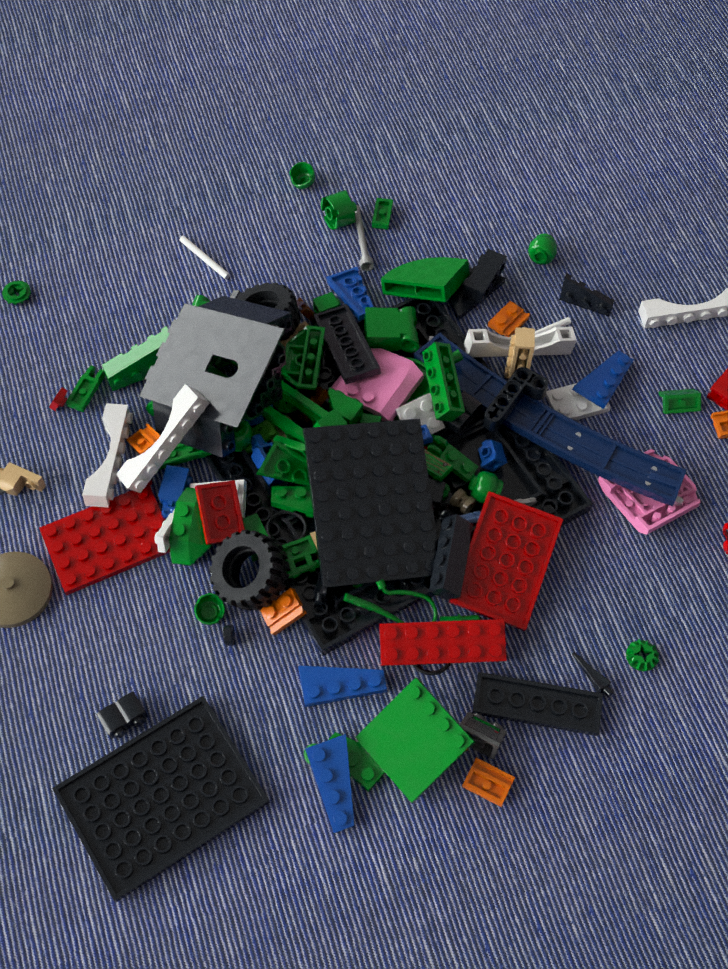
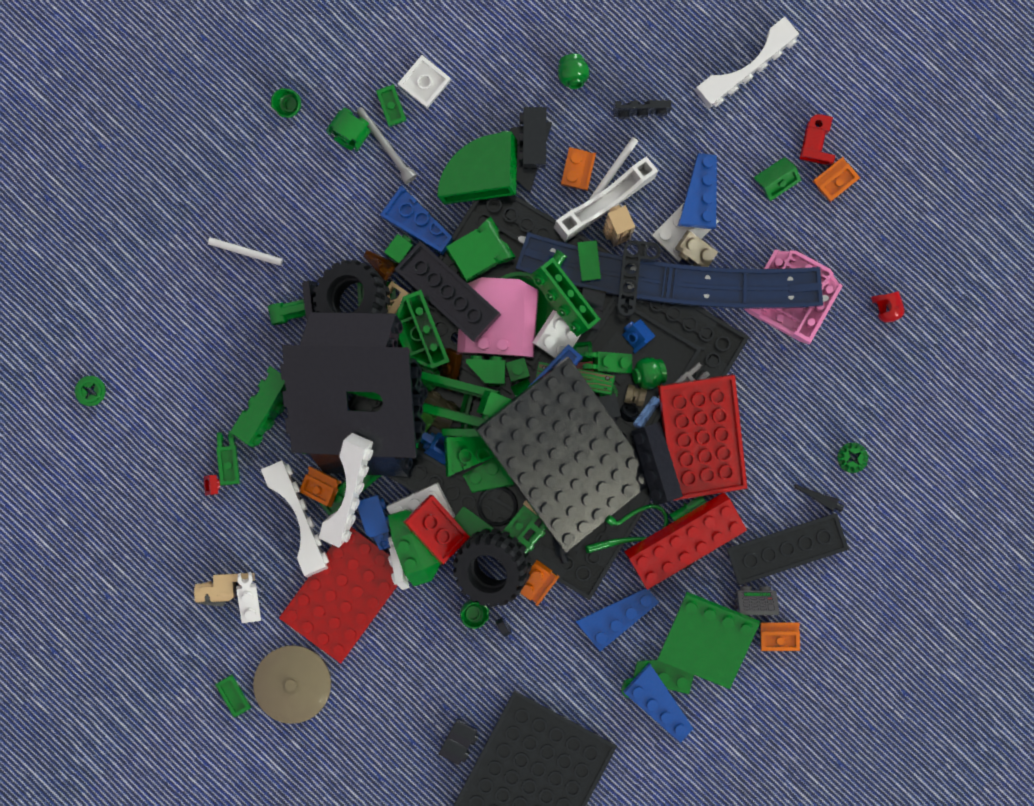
camera: 25 degrees left, 25 degrees up
(23, 497) = (248, 599): none -> white plate
(418, 209) = (424, 81): none -> white plate
(480, 373) = (589, 260): none -> green tile
(579, 412) = (695, 250): none -> dark tan bracket

